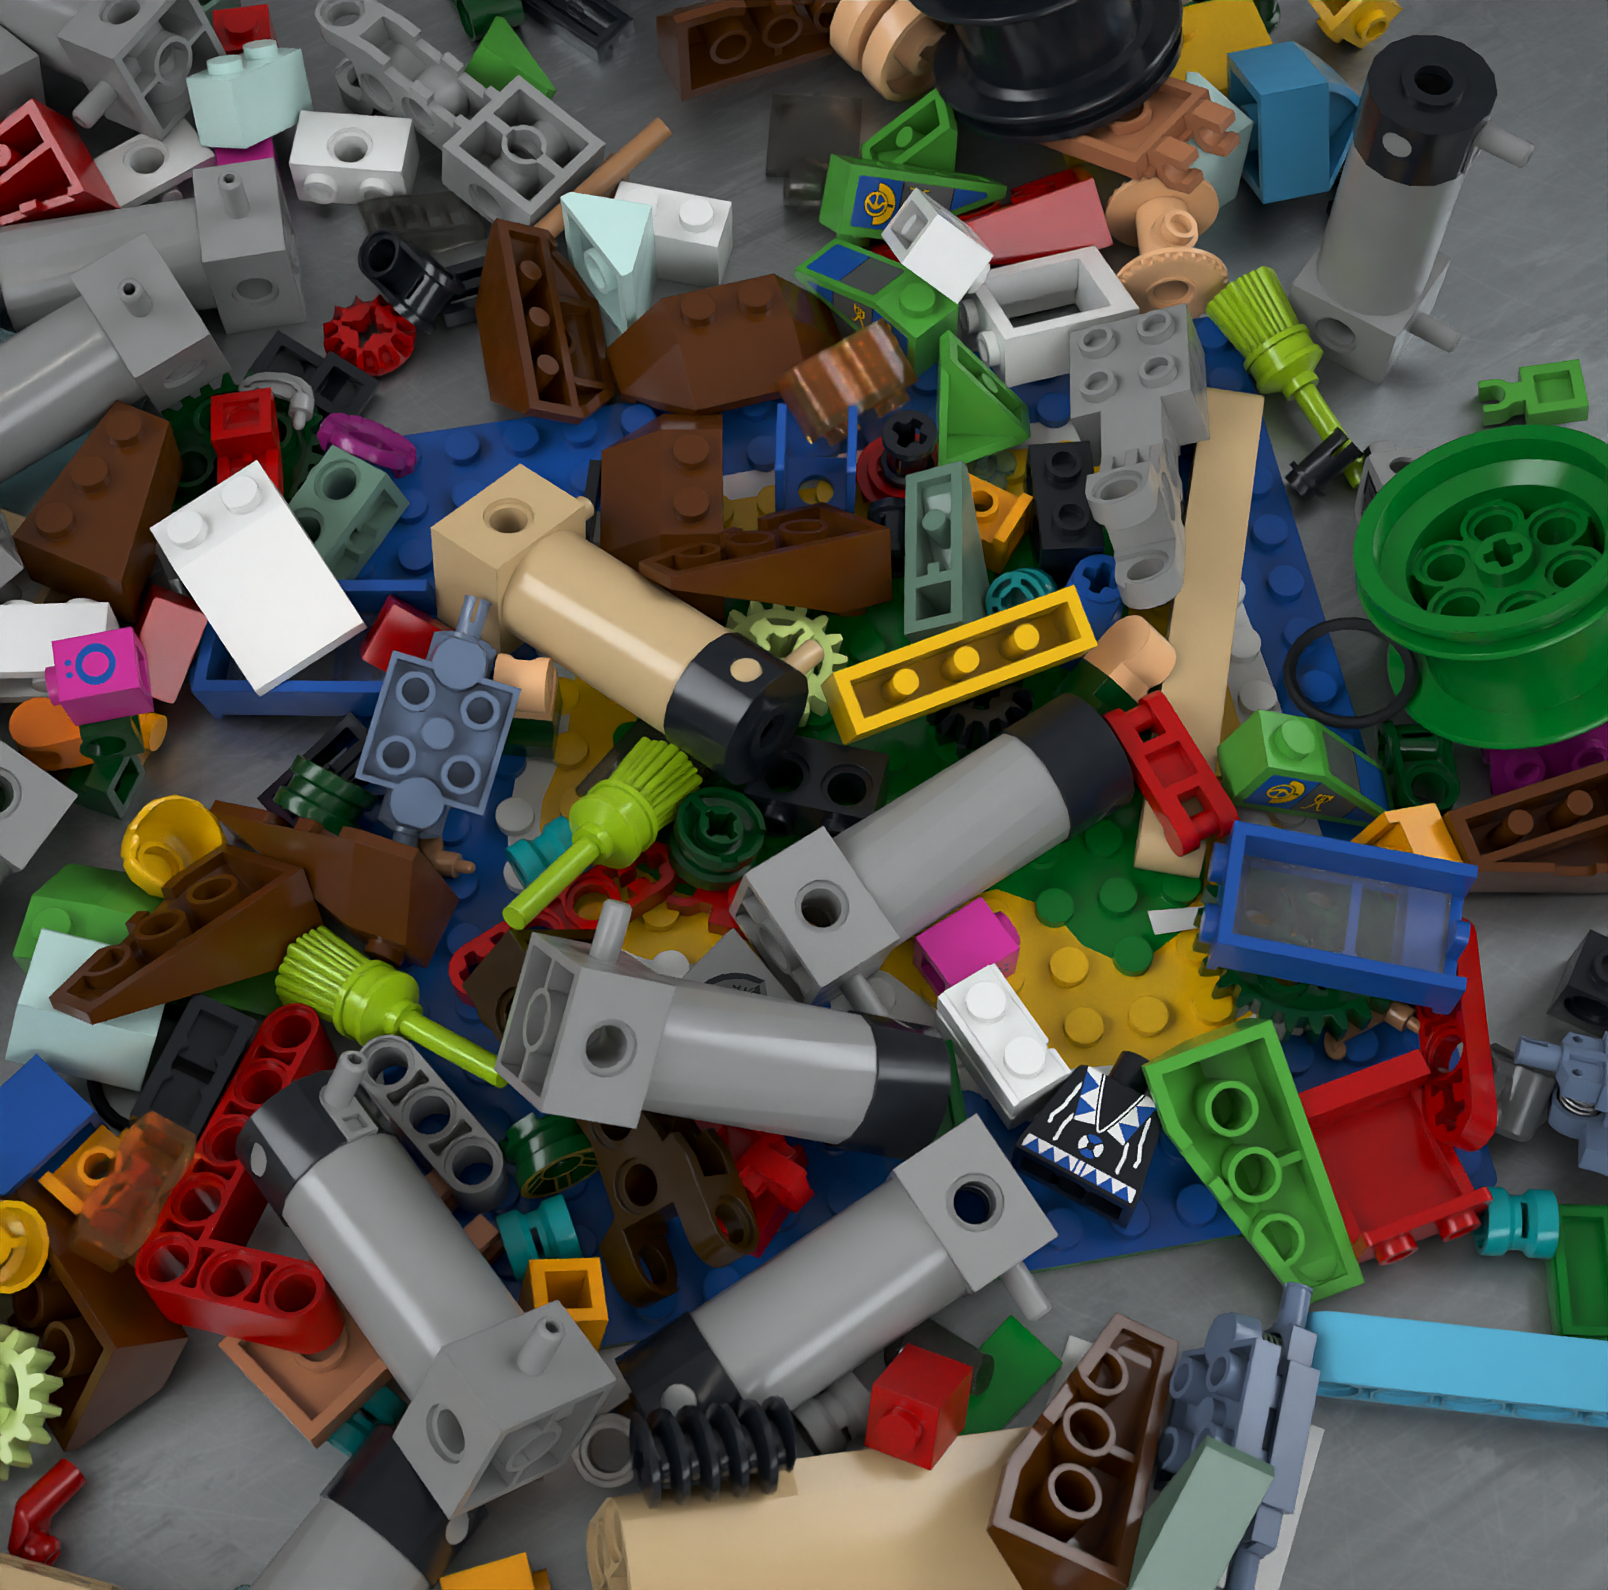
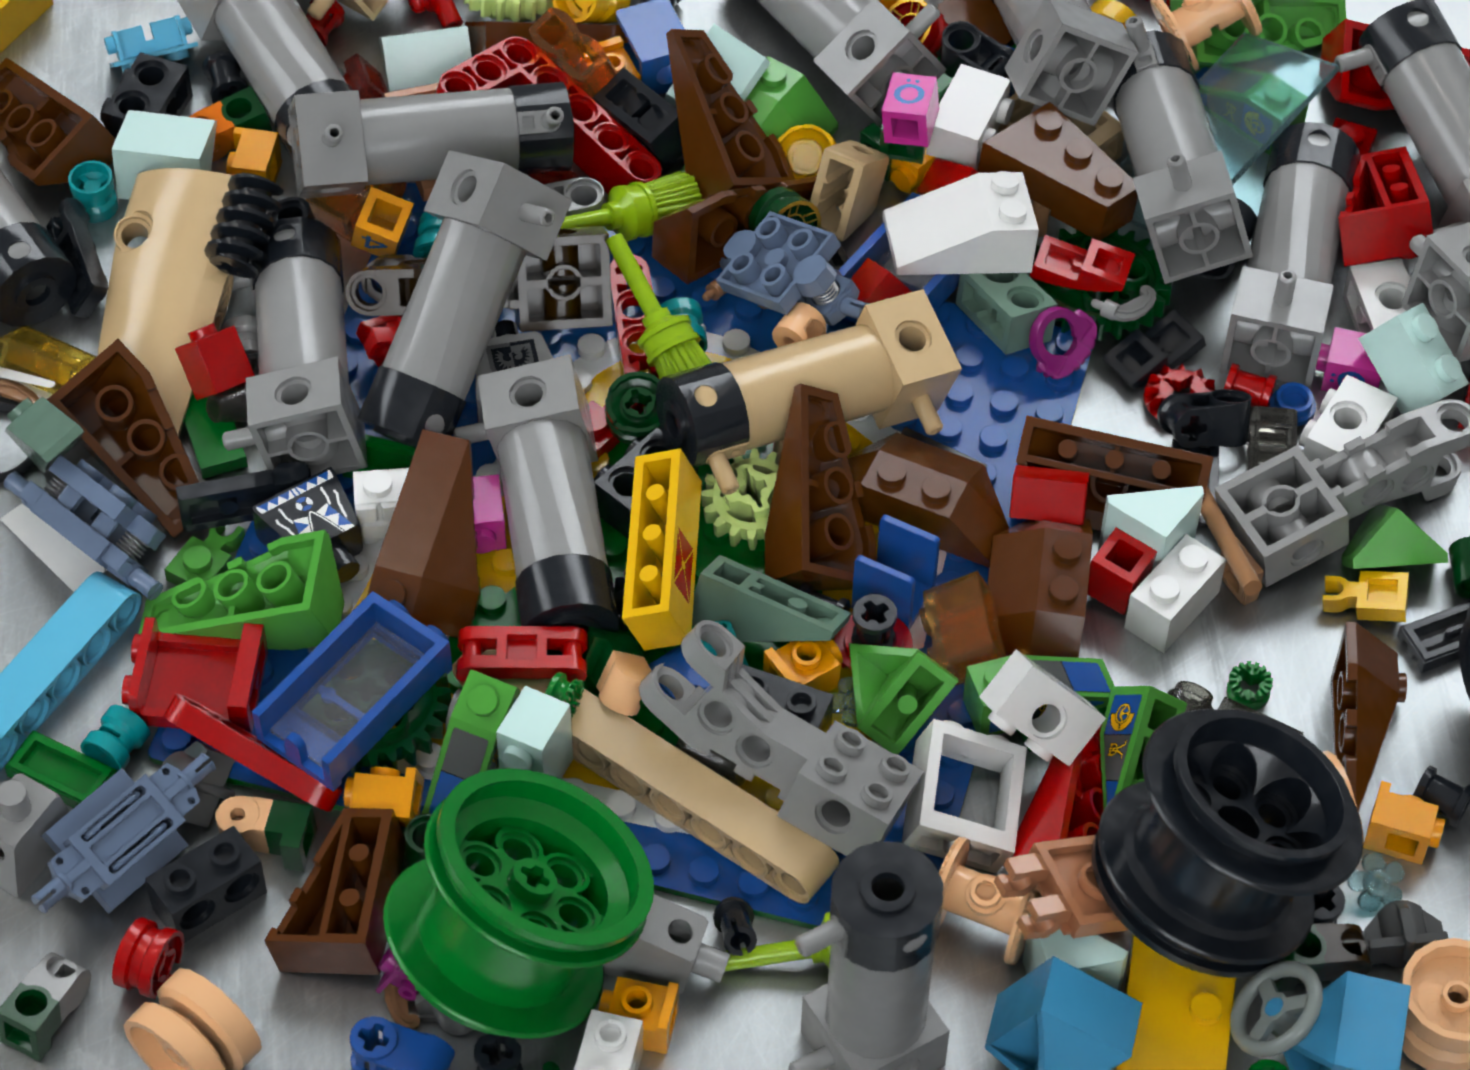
camera: 115 degrees right, 10 degrees down
(162, 1470) = (423, 56): none -> light aqua slope
(211, 759) = (848, 179): none -> tan torso
(258, 1525) = (364, 77): none -> clear red tile
(333, 227) = (1297, 397): none -> blue plate
(334, 268) = (1257, 386): none -> red bush
(573, 74) = (1375, 596): none -> yellow plate
(613, 371) = (1049, 495): none -> red piece
(674, 268) = (1119, 569): none -> red brick
(740, 139) = (1252, 675): none -> green bush
(1075, 956) = (432, 538): none -> reddish brown wedge
(1094, 1251) = (231, 498): none -> black hinge
(1196, 1281) = (205, 557): none -> bright green plate
(1204, 697) = (565, 690): none -> green bush
(1275, 683) = (536, 734): none -> light aqua brick
(1512, 984) = (271, 827): none -> leg

